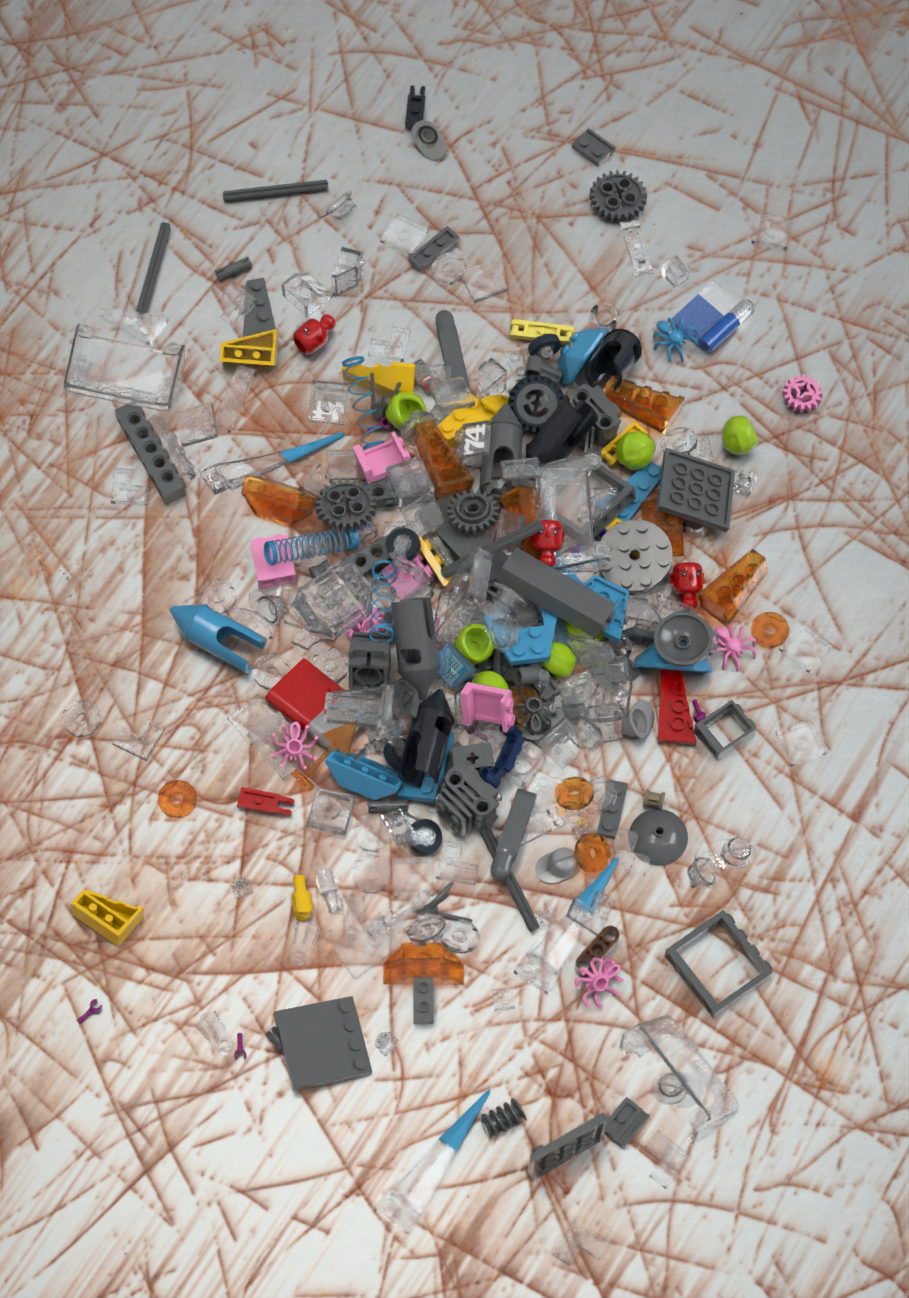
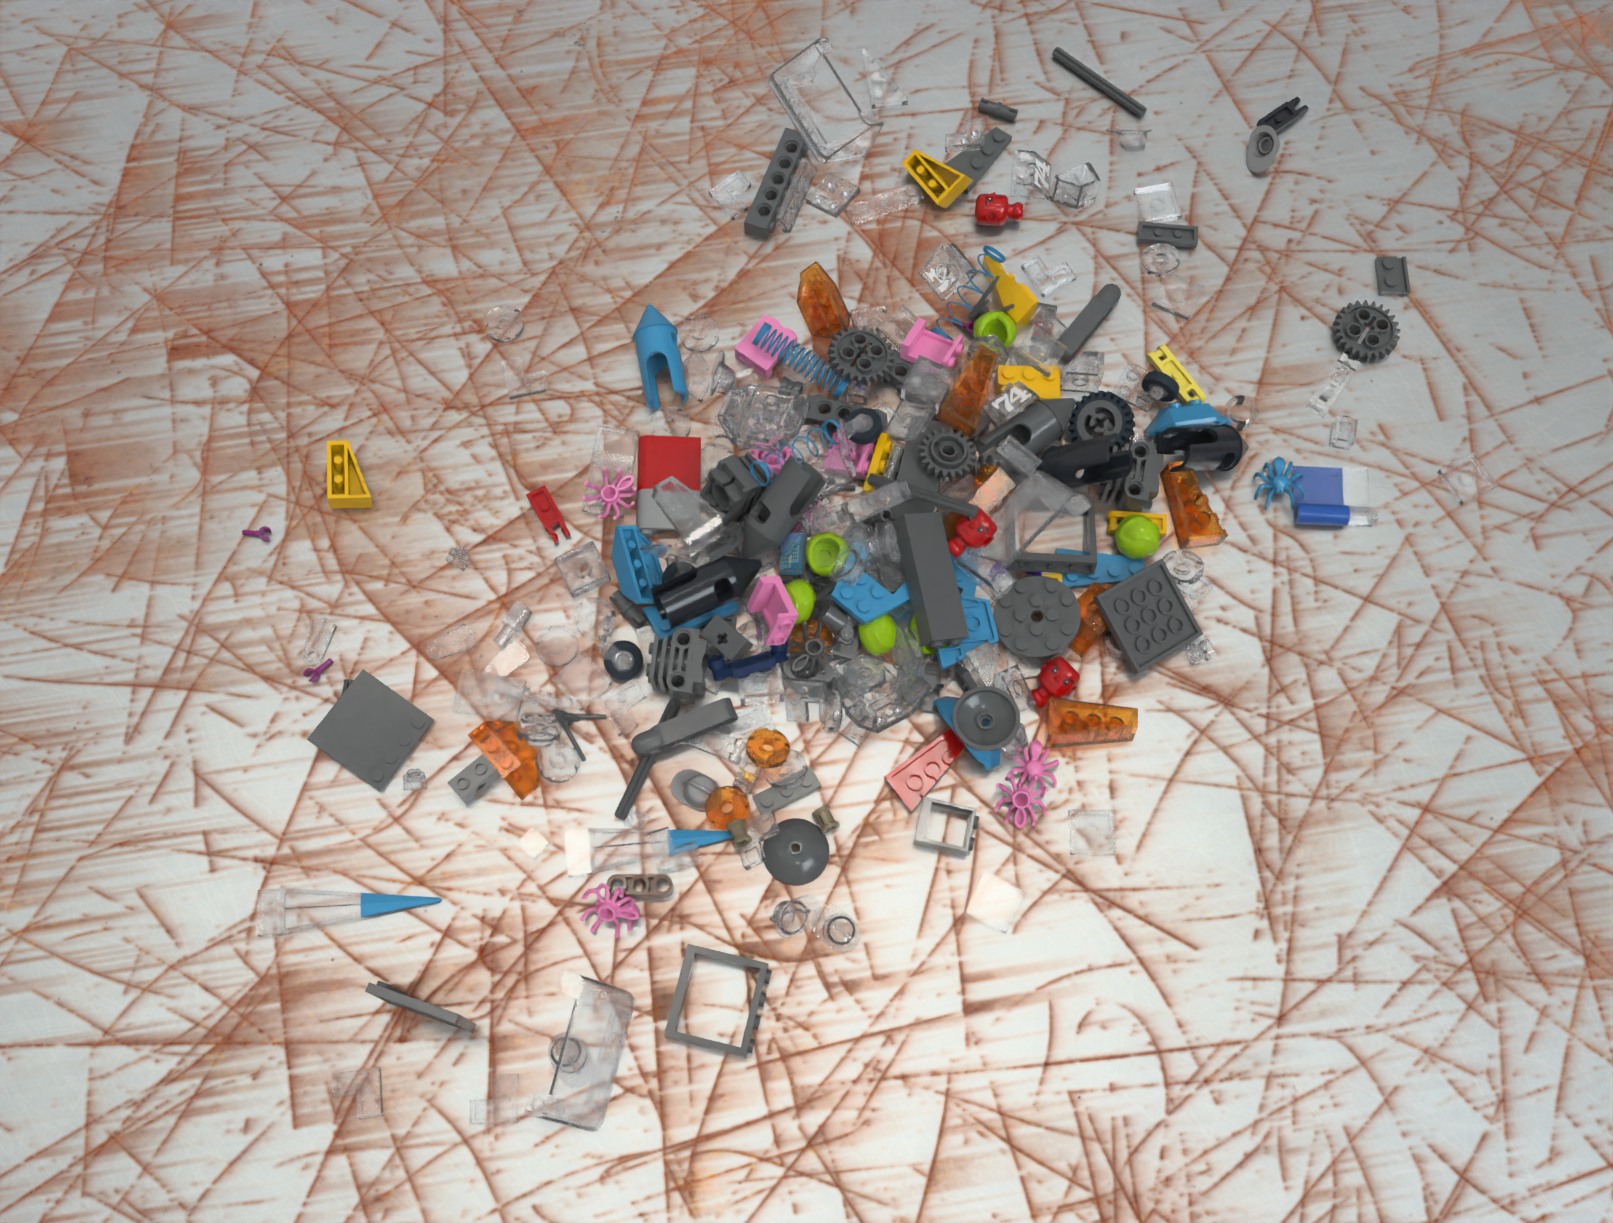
camera: 50 degrees right, 5 degrees up
(153, 268) = (940, 56): dark grey axle -> none
(175, 788) = (487, 440): clear orange tile -> none
(232, 474) = (807, 250): clear plate -> none
(301, 899) = (486, 610): yellow arm -> none
(340, 738) = (647, 524): clear orange piece -> none
(494, 402) = (1067, 389): yellow piece -> none
(502, 1117) = (418, 931): dark grey piece -> none
(536, 366) = (1136, 398): dark grey piece -> none
(601, 500) = (1052, 543): clear wing -> none
(617, 859) = (738, 833): none -> dark tan bush
(625, 1122) = (501, 1039): dark grey plate -> none
(639, 720) = (888, 746): light grey piece -> none
(700, 714) = (941, 795): magenta hand -> none
(739, 435) = (1236, 609): lime piece -> none
(749, 668) = (1021, 799): none -> bright pink animal
(773, 620) = (1082, 775): clear orange tile -> none
(808, 399) = (1331, 638): bright pink gear -> none

